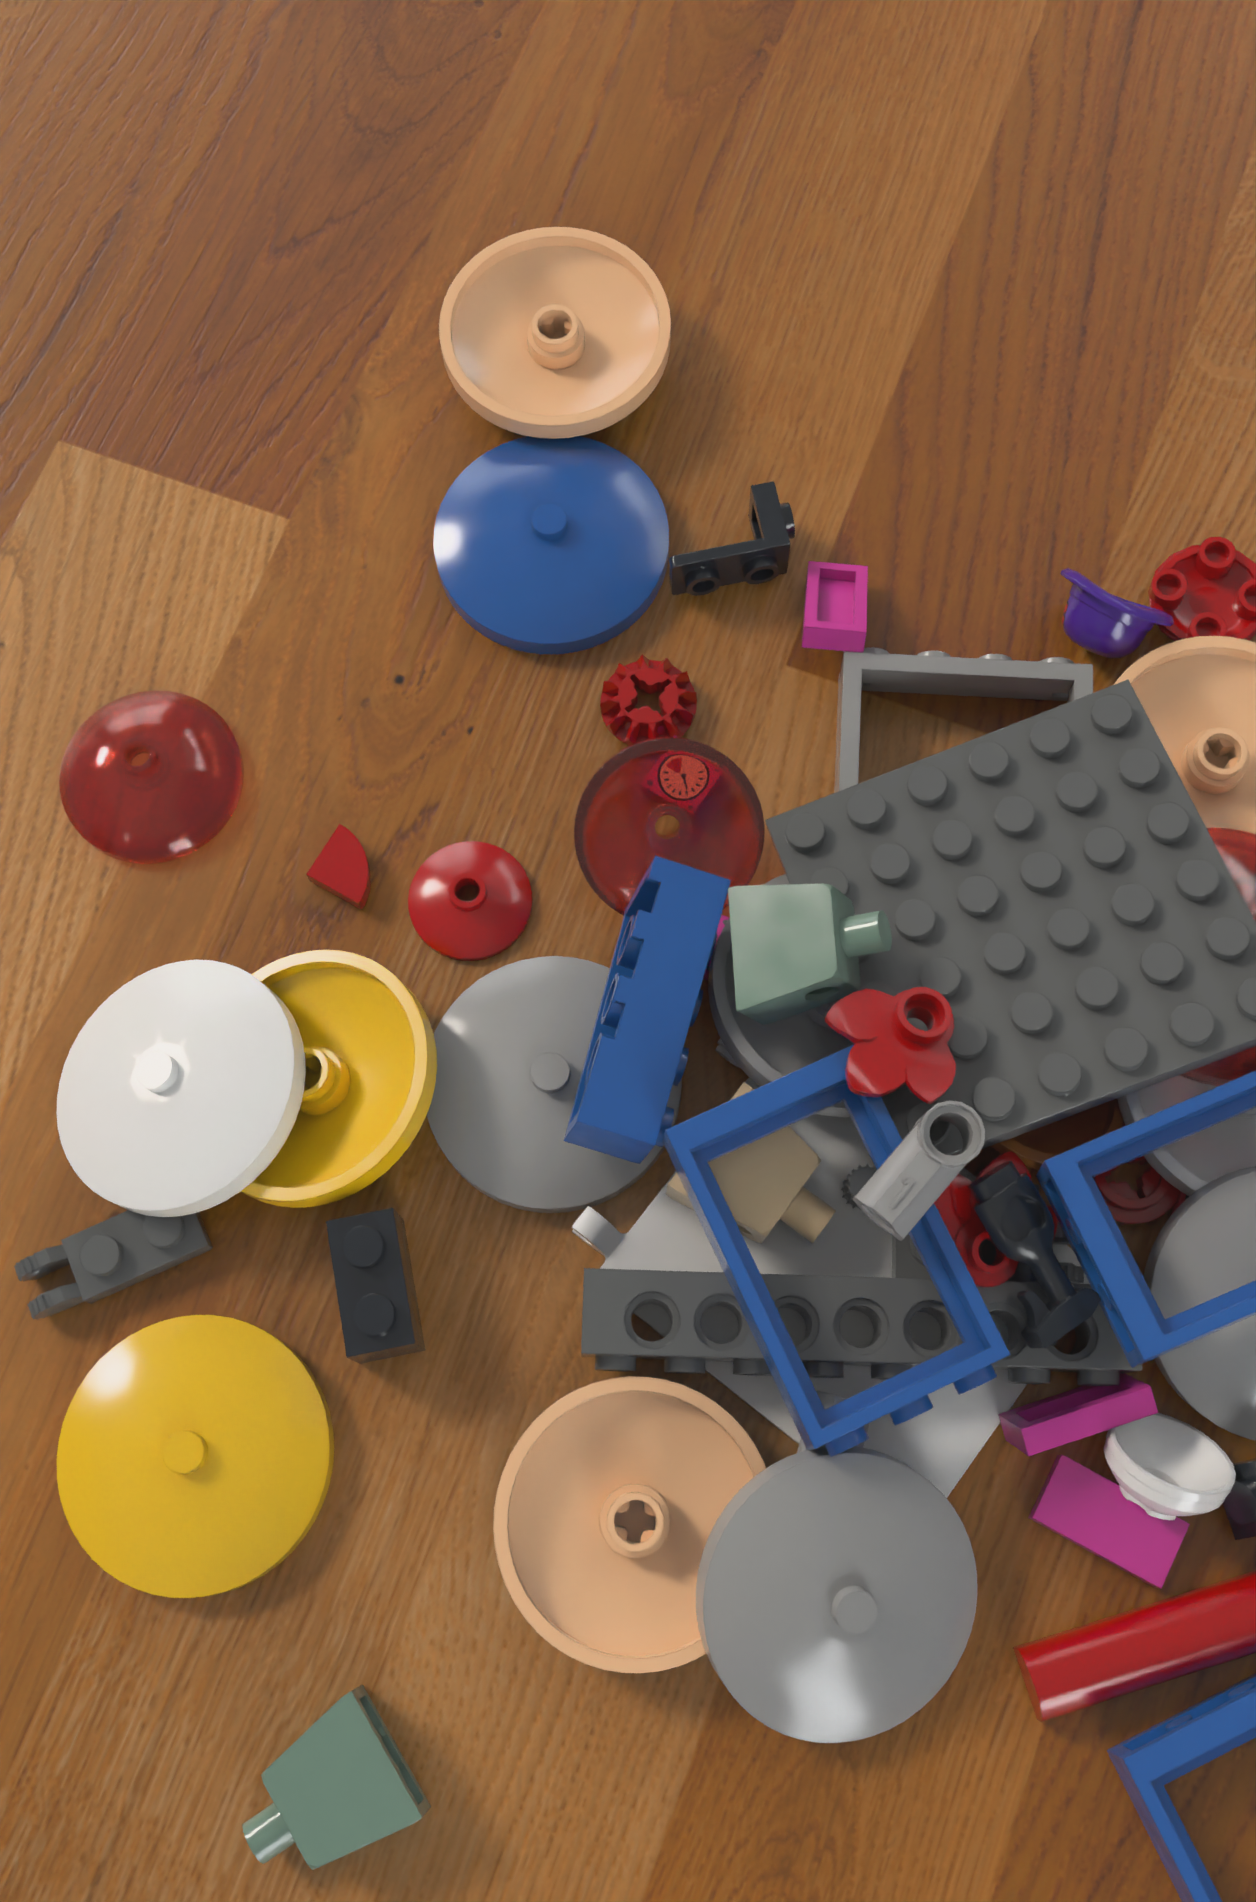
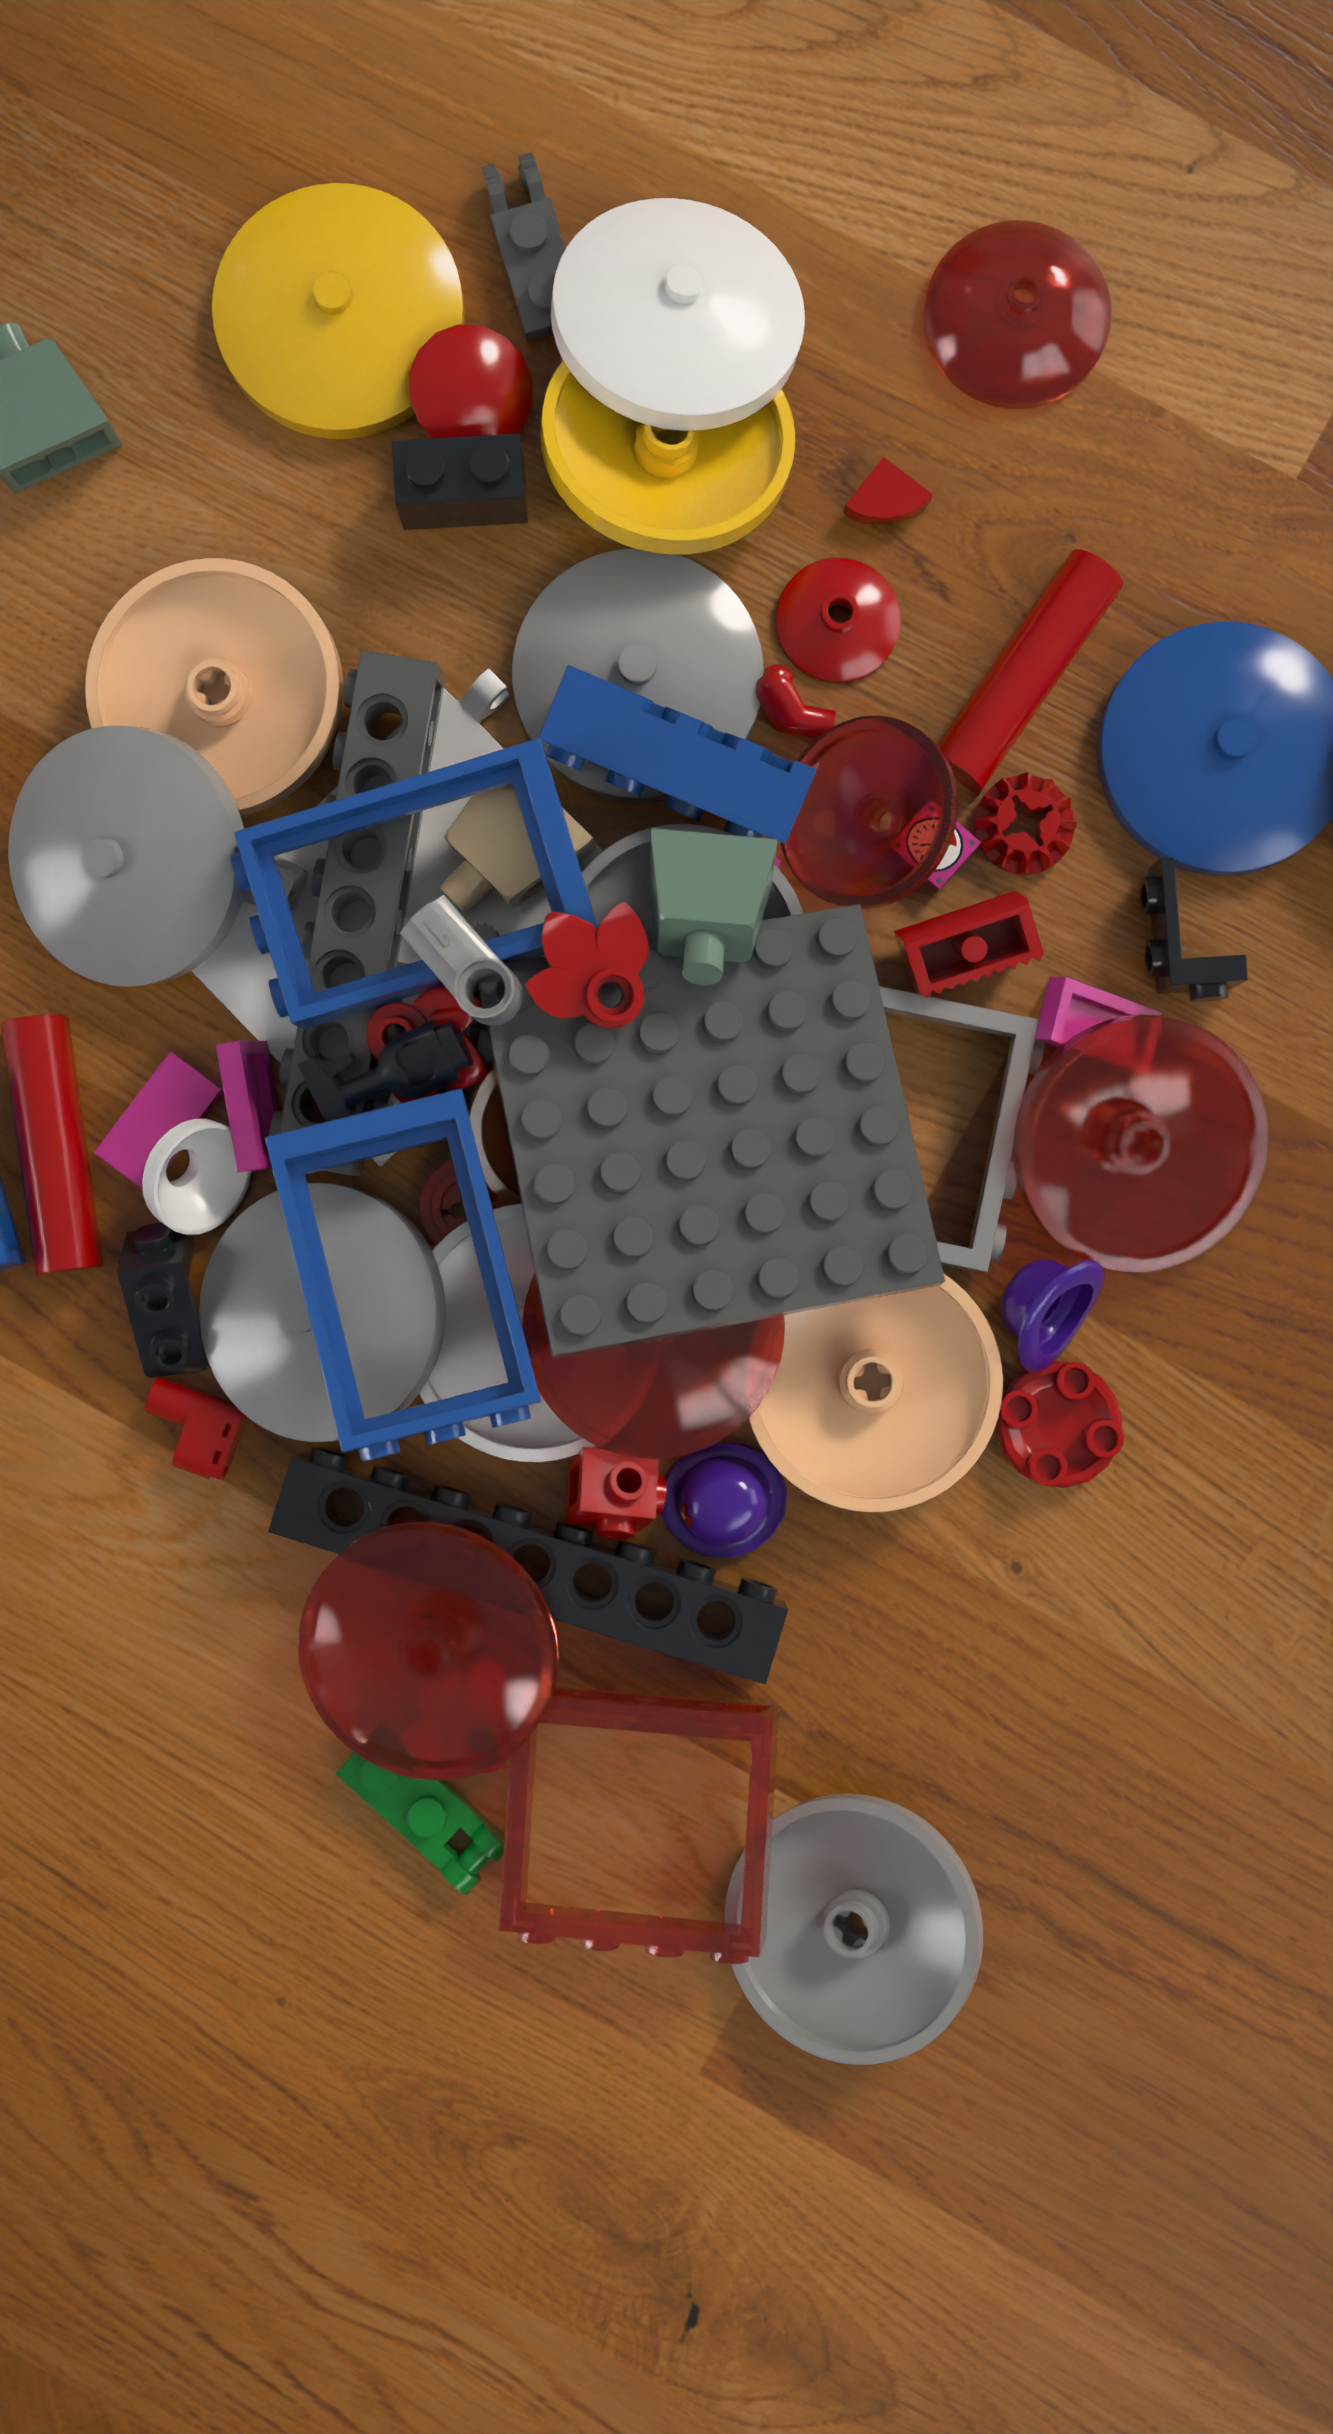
camera: 90 degrees right, 15 degrees up
(273, 1293) = (470, 384): none -> red dish
(496, 717) = (1029, 667): none -> red brick
(568, 932) = (785, 707): none -> red arm
(781, 724) = (969, 943): none -> red brick
(940, 555) = (1140, 1142): none -> clear red dish

